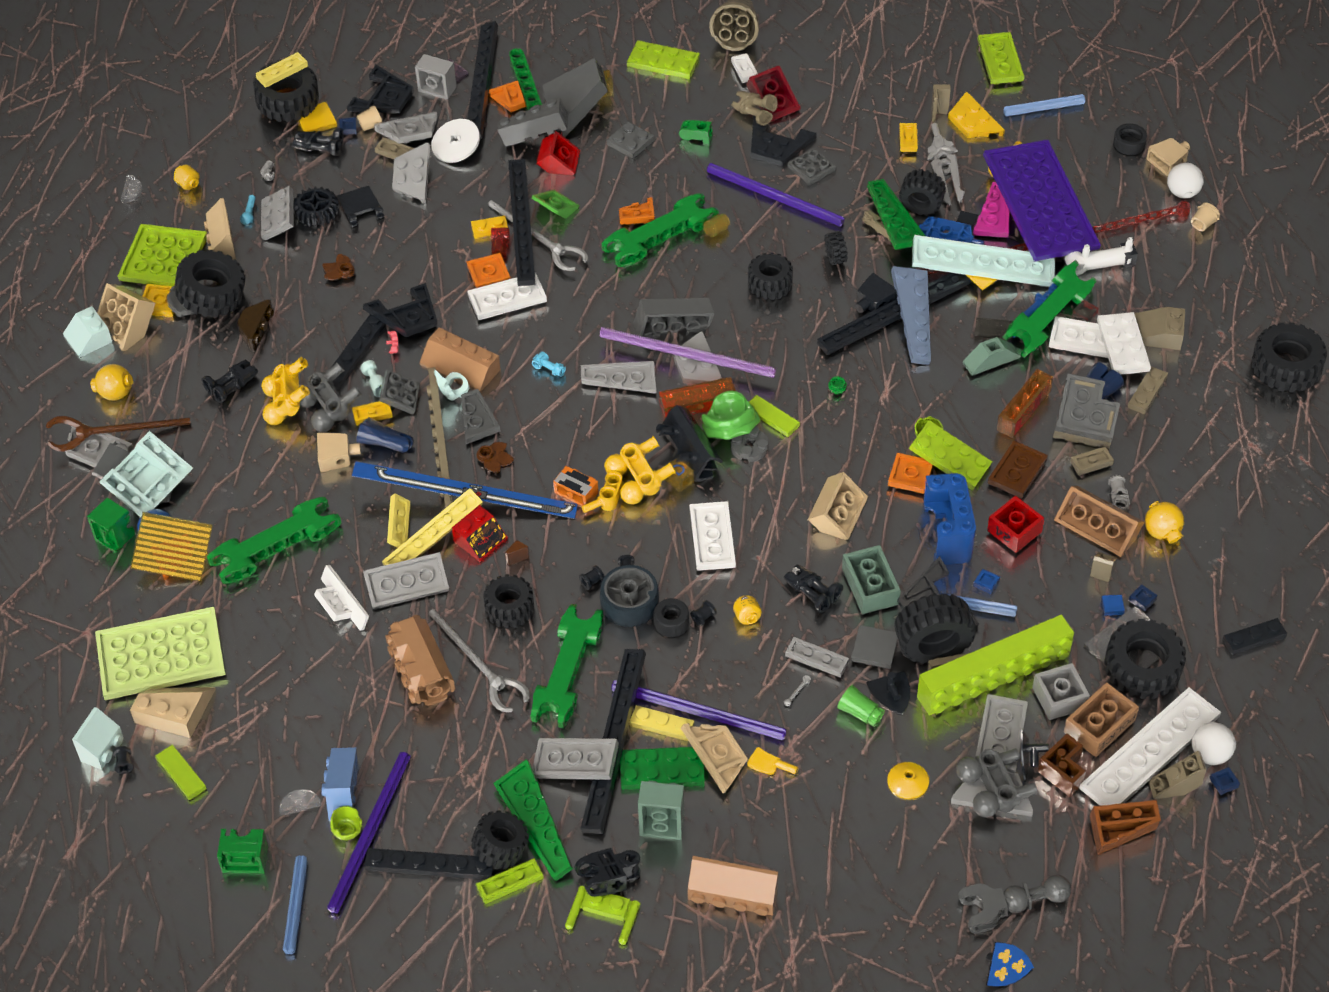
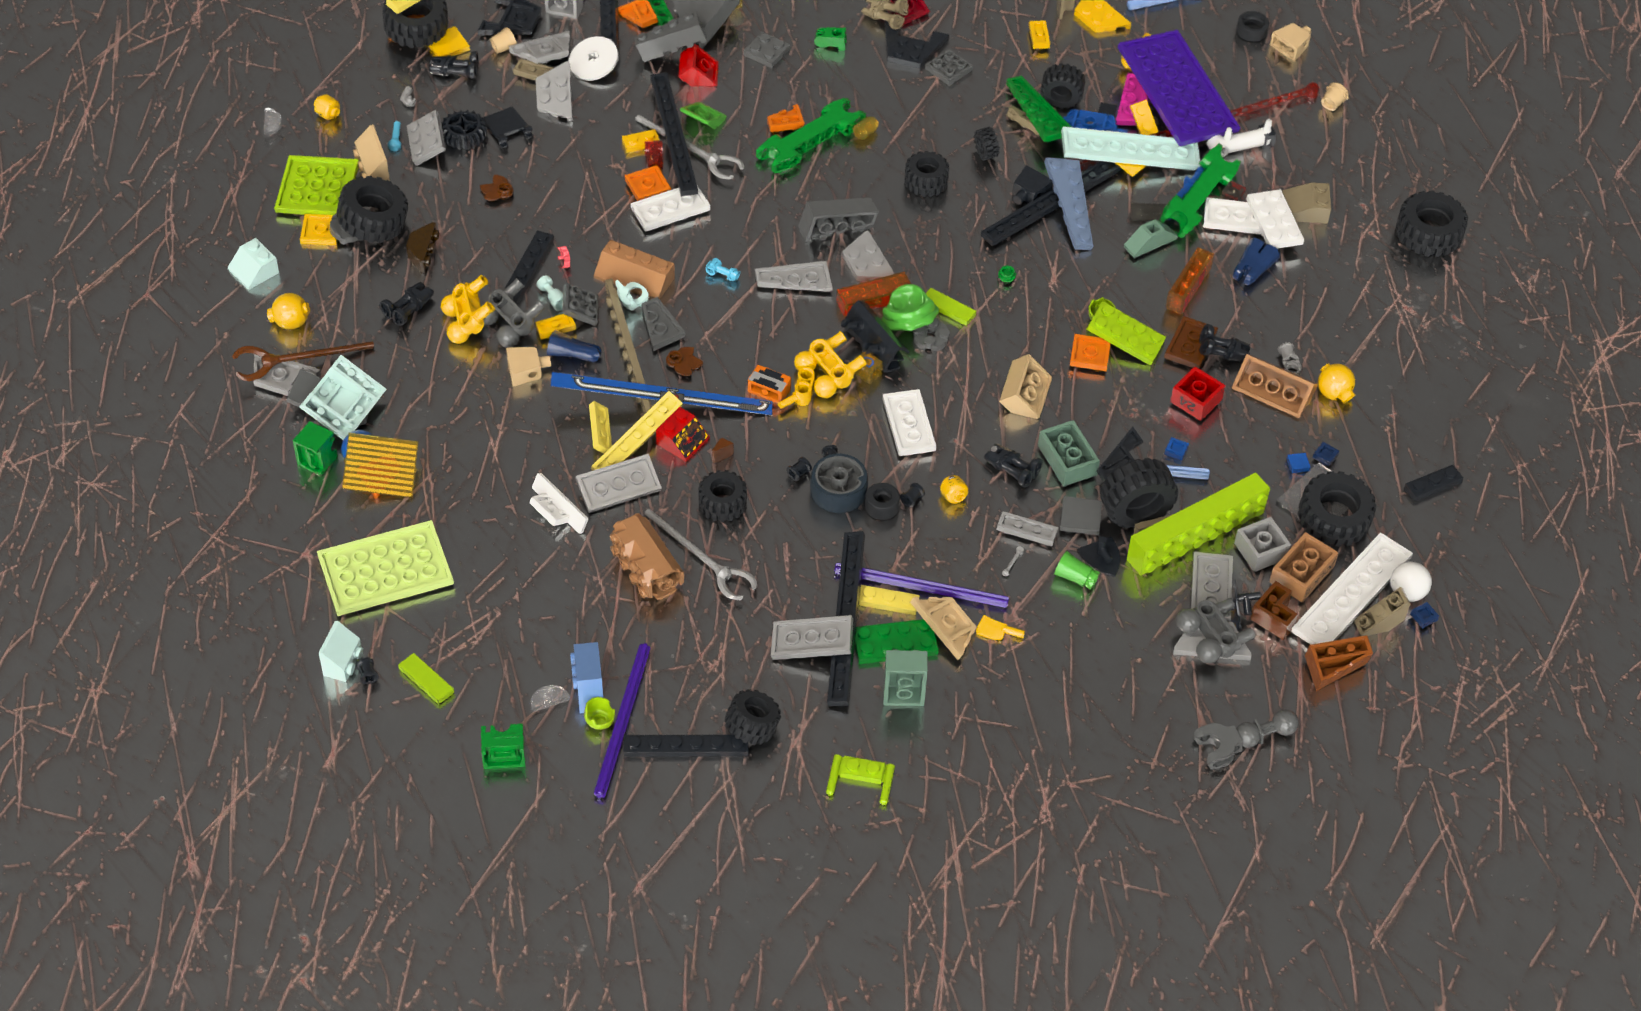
camera: 10 degrees left, 0 degrees up
(125, 314) = (290, 244): tan wedge -> none
(172, 708) = (406, 620): tan wedge -> none
(245, 555) = (452, 471): green piece -> none
(295, 905) = (561, 793): medium blue axle -> none
(348, 125) = (483, 48): dark blue plate -> none
(409, 317) = (574, 233): black wing -> none
(509, 881) = (766, 755): lime tile -> none
(525, 799) = (768, 676): green wing -> none
(558, 694) = (783, 580): green piece -> none
(608, 871) = (861, 738): black piece -> none
(684, 352) = (852, 250): medium lavender axle -> none
(733, 886) = (982, 742): slope -> none
(775, 194) = (918, 95): dark purple axle -> none
(908, 787) = (1130, 642): yellow dish -> none
(939, 149) = (1073, 43): light grey sword -> none
(950, 499) = (1134, 374): blue windscreen -> none
(1002, 230) = (1144, 118): none -> yellow plate
(1007, 964) = (1249, 794): blue shield -> none
(1061, 480) = (1233, 348): none -> black piece
(1084, 414) = (1249, 287): dark grey piece -> none
(1092, 460) = (1260, 330): dark tan plate -> none
(1103, 566) = (1284, 428): dark tan slope -> none
(1147, 390) = (1302, 262): dark tan plate -> none
(1185, 180) = (1311, 62): white piece -> none

